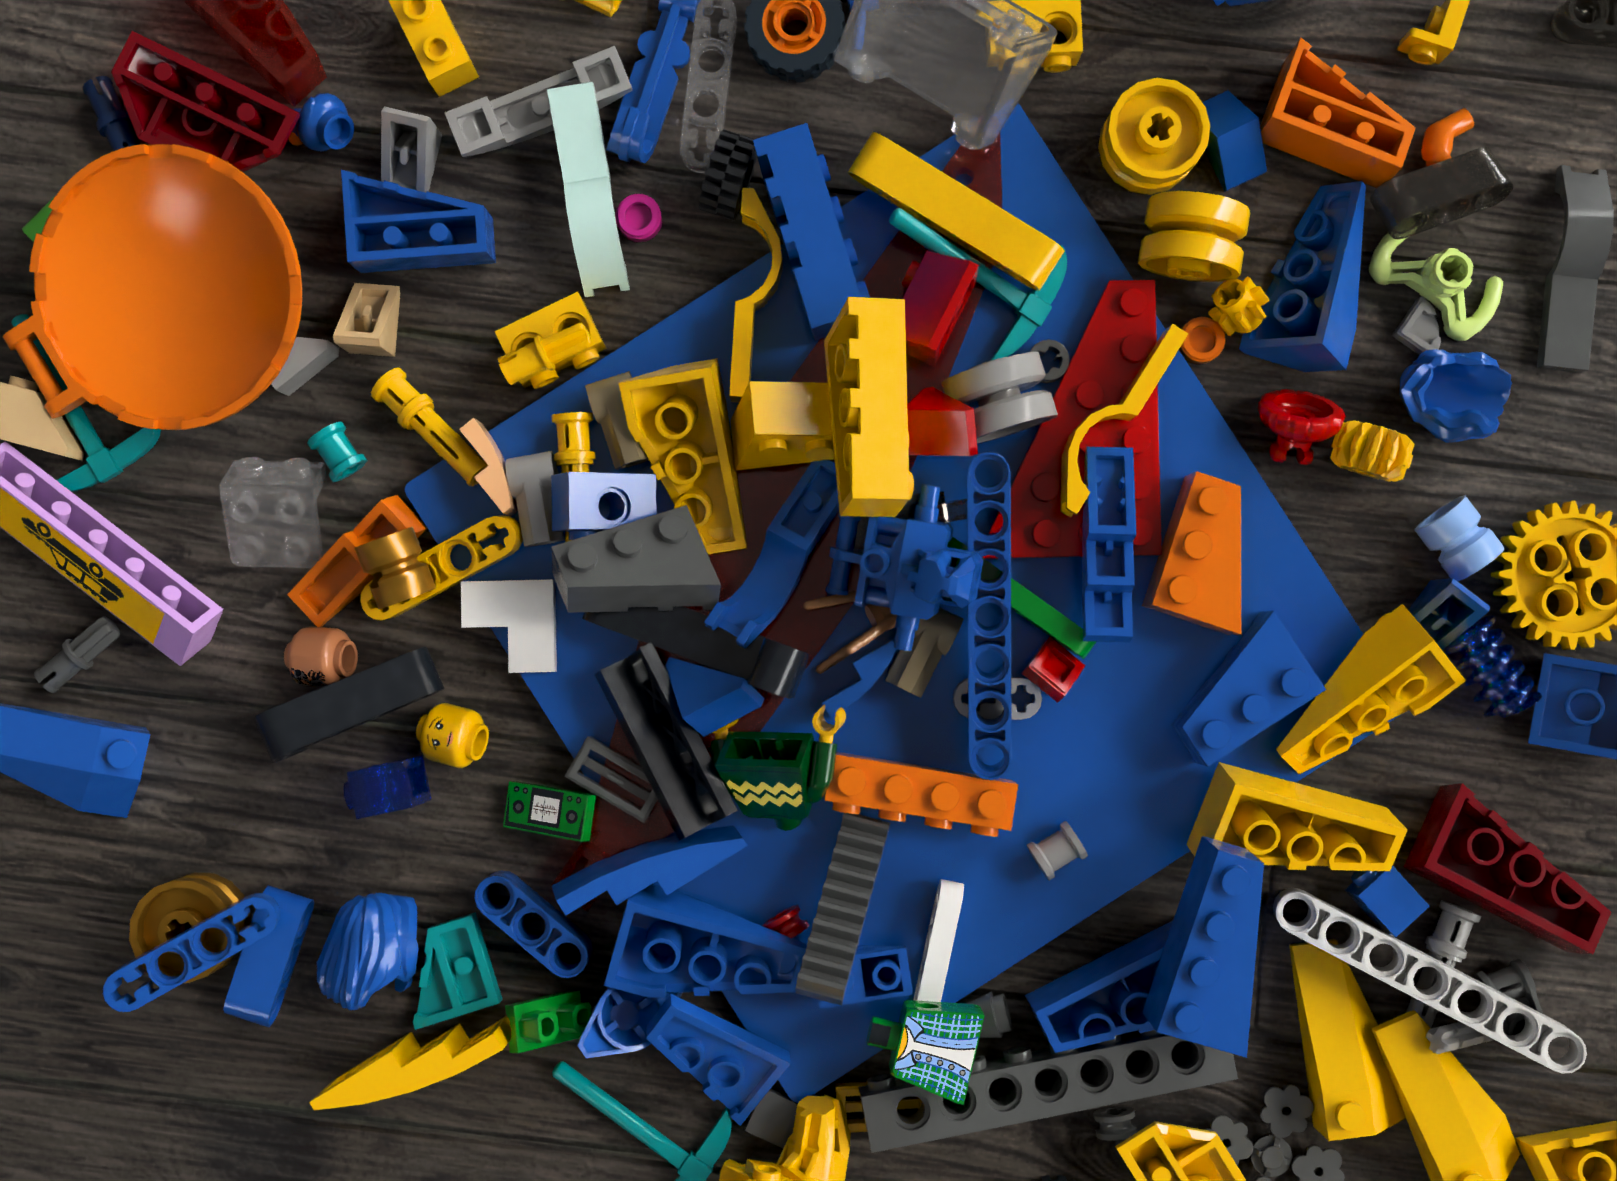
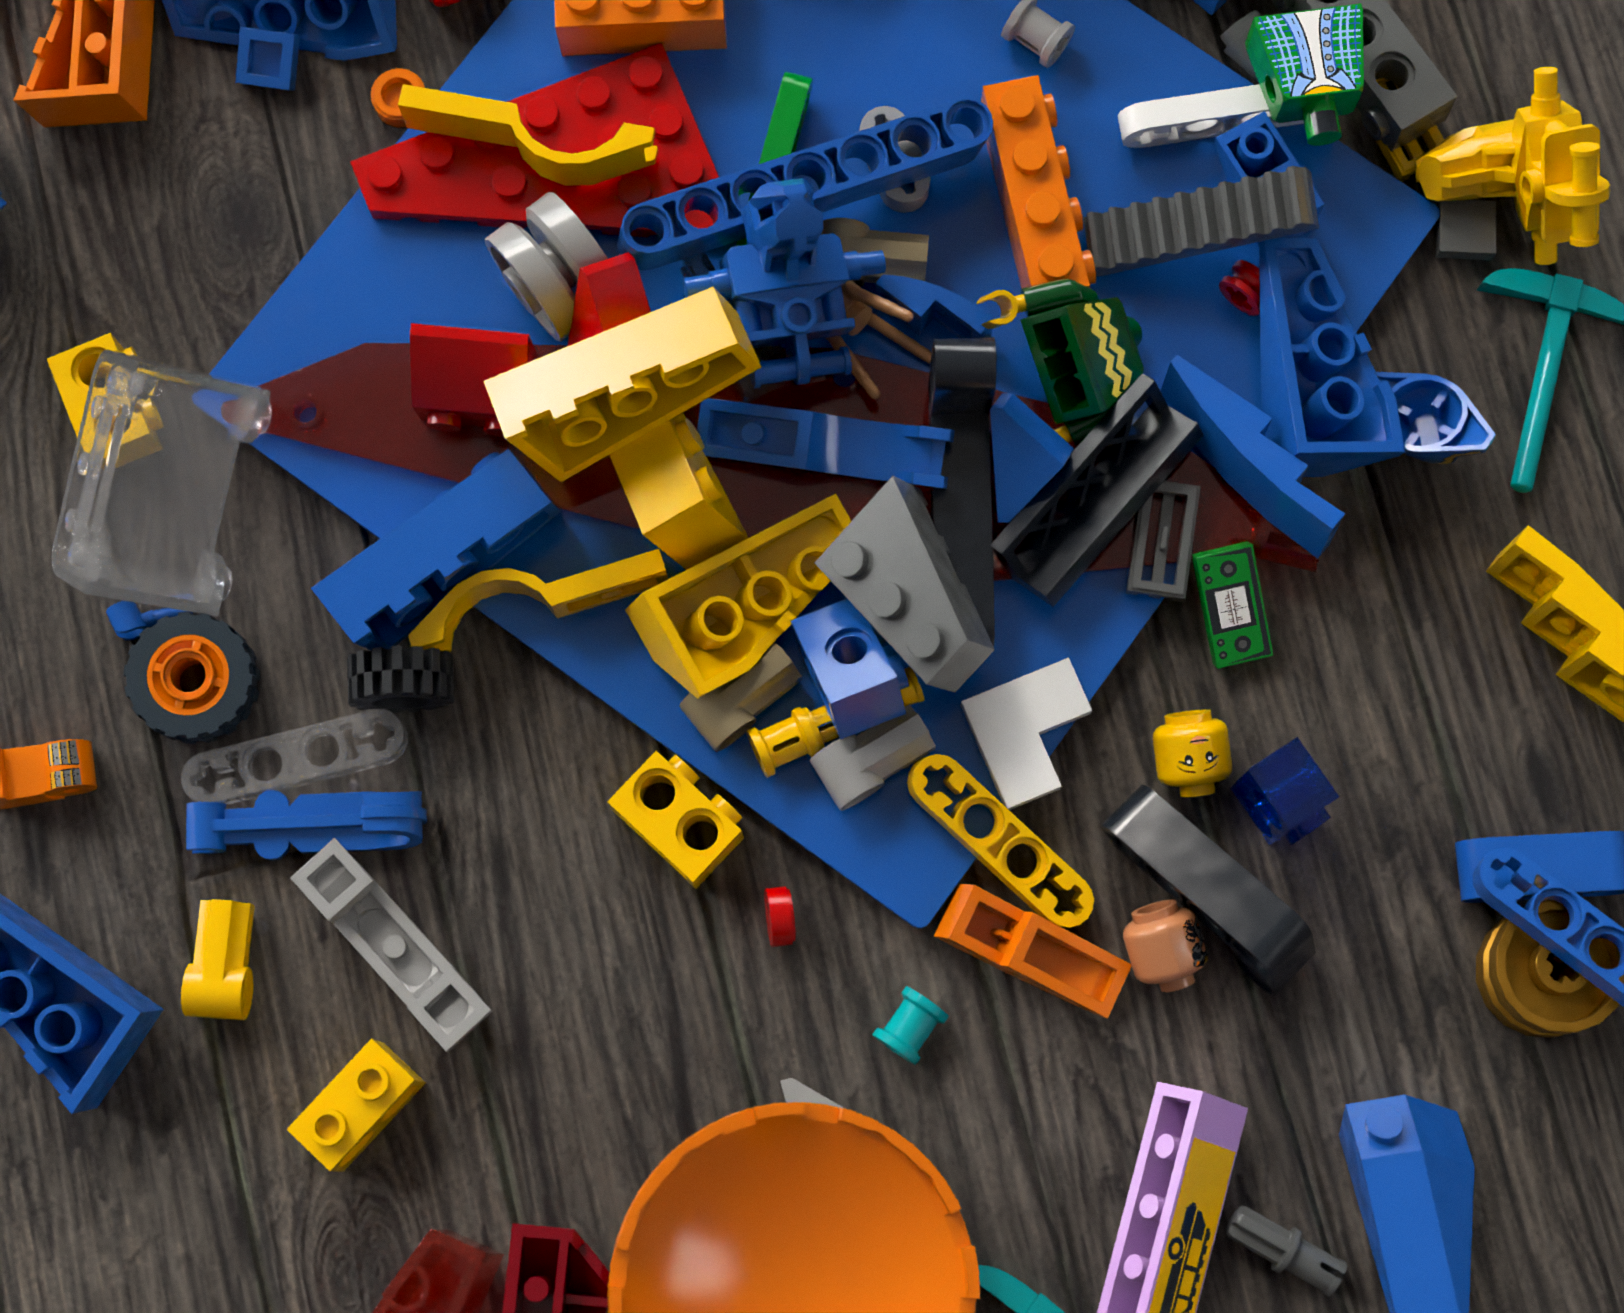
camera: 105 degrees left, 10 degrees down
(273, 512) = (1013, 1073): clear bracket -> none
(322, 124) = (510, 1198): blue animal -> none
(369, 320) = (731, 1050): tan slope -> none
(369, 948) = (1483, 747): blue hair -> none
(395, 568) = (1031, 872): pearl gold wheel -> none
(408, 148) = (513, 1082): light grey slope -> none
(412, 229) = (602, 1034): blue wedge -> none
(418, 413) = (821, 954): yellow pin -> none
(451, 388) = (779, 916): none -> red tile
(455, 972) = (1466, 644): teal wing -> none
(493, 477) = (867, 812): light nougat slope -> none
(511, 917) = (1383, 550): blue beam -> none
(543, 353) = (696, 803): yellow axle -> none
(547, 1020) = (1471, 509): green hips -> none
(587, 187) = (473, 843): light aqua piece -> none
(639, 218) = (488, 779): dark pink tile -> none
(722, 1056) = (1425, 302): blue wing -> none
(956, 211) = (351, 401): yellow beam -> none
(1030, 307) = (432, 286): teal piece -> none
(1053, 669) = (837, 107): red tile -> none
(1061, 355) = (473, 233): dark grey bush -> none
(1108, 544) = (677, 91): blue slope -> none
(1179, 131) = (182, 223): yellow wheel -> none
(1194, 236) = (285, 132): yellow wheel -> none
(1234, 141) = (153, 148): blue slope -> none
(1238, 306) = (346, 65): yellow gear -> none
(1271, 249) = (267, 58): none -> blue tile

